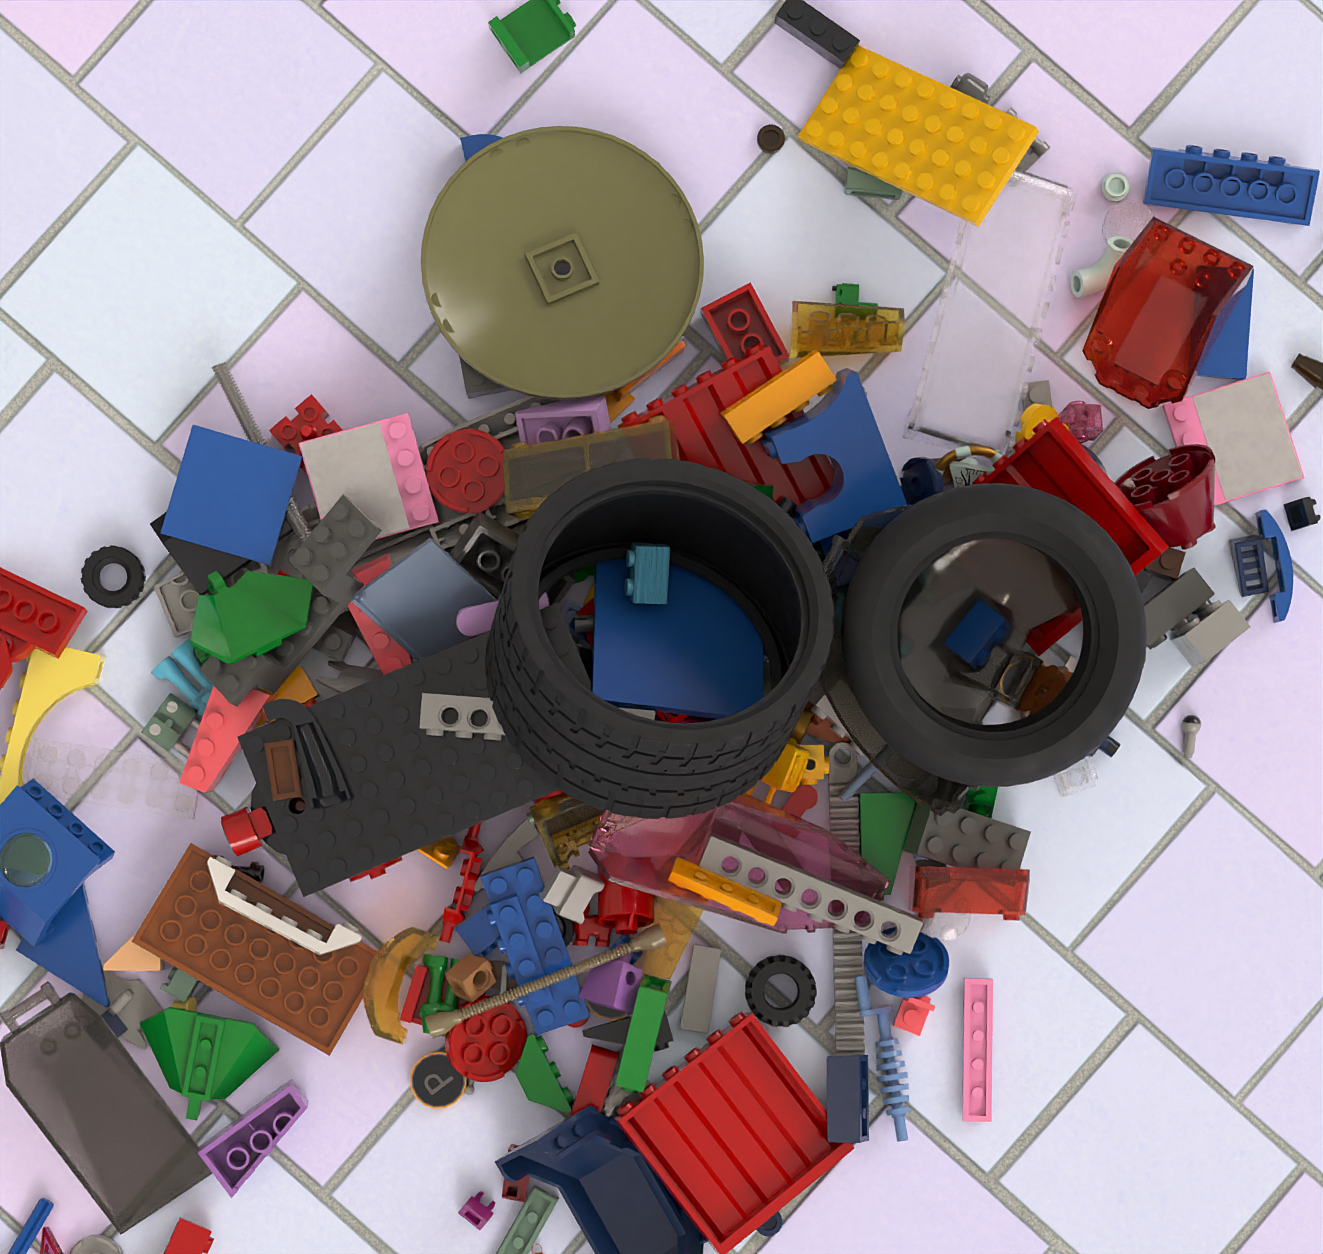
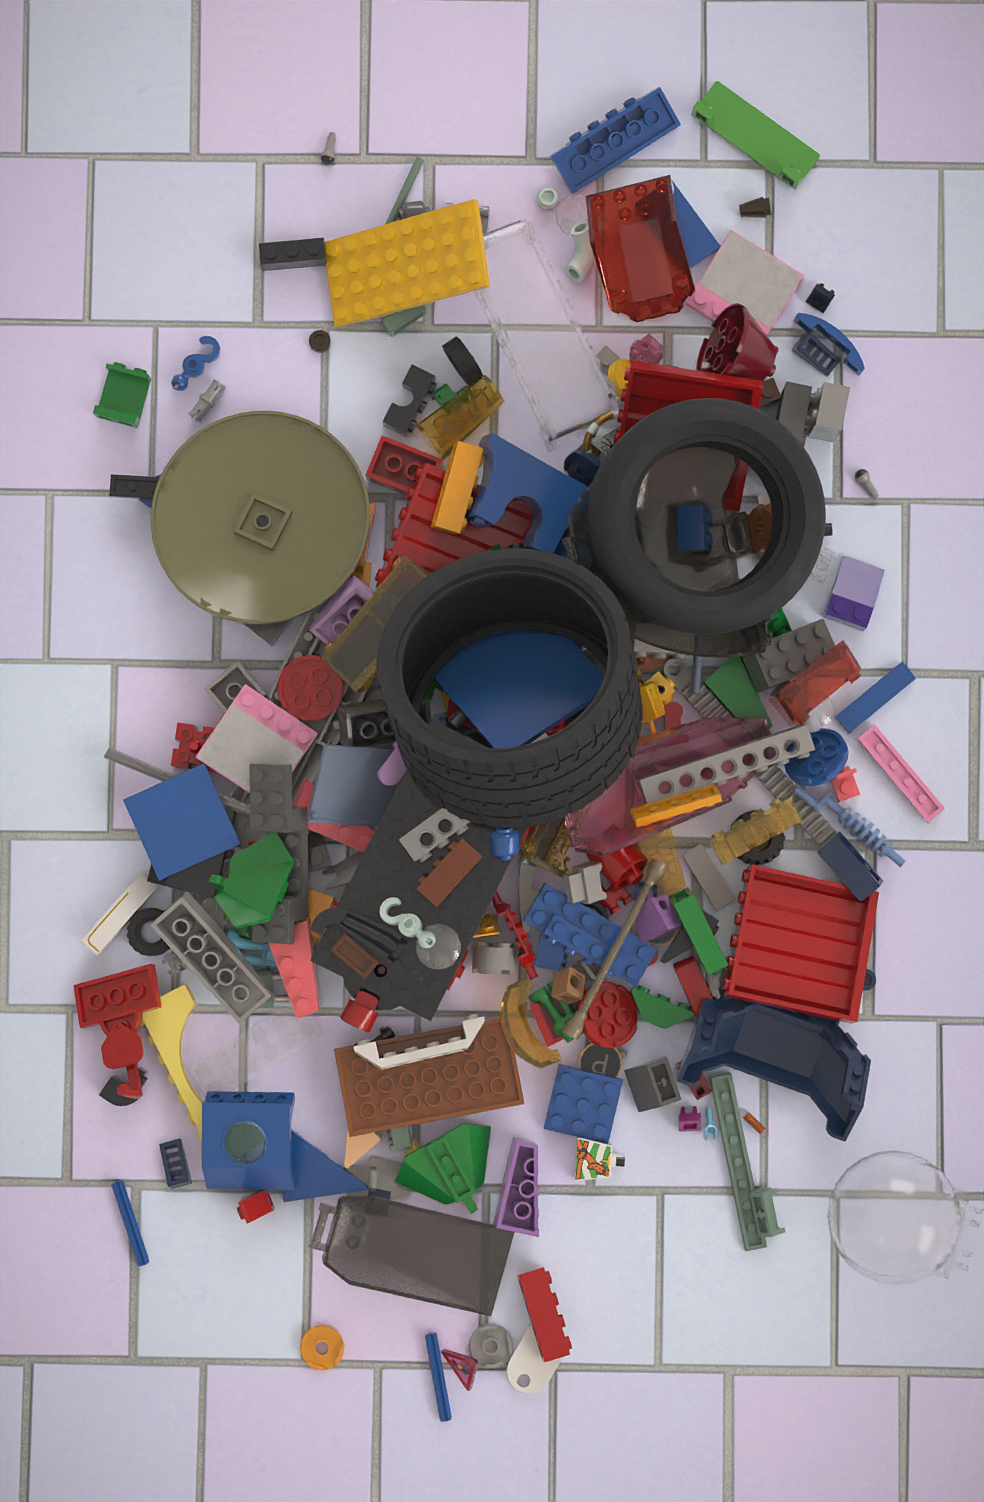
camera: 35 degrees left, 0 degrees up
(95, 533) = (118, 915): none -> white slope
(113, 627) = (174, 962): none -> clear tile
(148, 651) = (211, 957): none -> light grey slope
(352, 1170) = (595, 1160): none -> torso
(361, 783) = (408, 923): none -> light aqua piece
(372, 830) = (444, 951): none -> clear dish
(387, 1105) = (583, 1103): none -> blue plate
(394, 399) = (228, 685): none -> light grey brick
(420, 890) = (494, 959): none -> light grey brick
(444, 766) = (448, 871): none -> copper brick
(464, 126) = (133, 486): none -> black tile
(471, 1145) = (652, 1084): none -> dark grey slope
(492, 1234) = (710, 1127): none -> medium azure hand
(522, 785) = (504, 843): none -> blue head
(610, 103) = (206, 400): none -> light grey pin
(628, 57) = (194, 364): none -> blue piece
(647, 573) = (470, 656): medium azure brick -> none
(782, 983) = (755, 831): none -> clear yellow wedge
(787, 284) = (402, 418): none -> black arch
(893, 276) = (462, 360): none -> black tyre
(981, 61) = (405, 190): none -> sand green bar
(1017, 953) = (875, 697): none -> blue tile
(1083, 833) = (854, 593): none -> slope

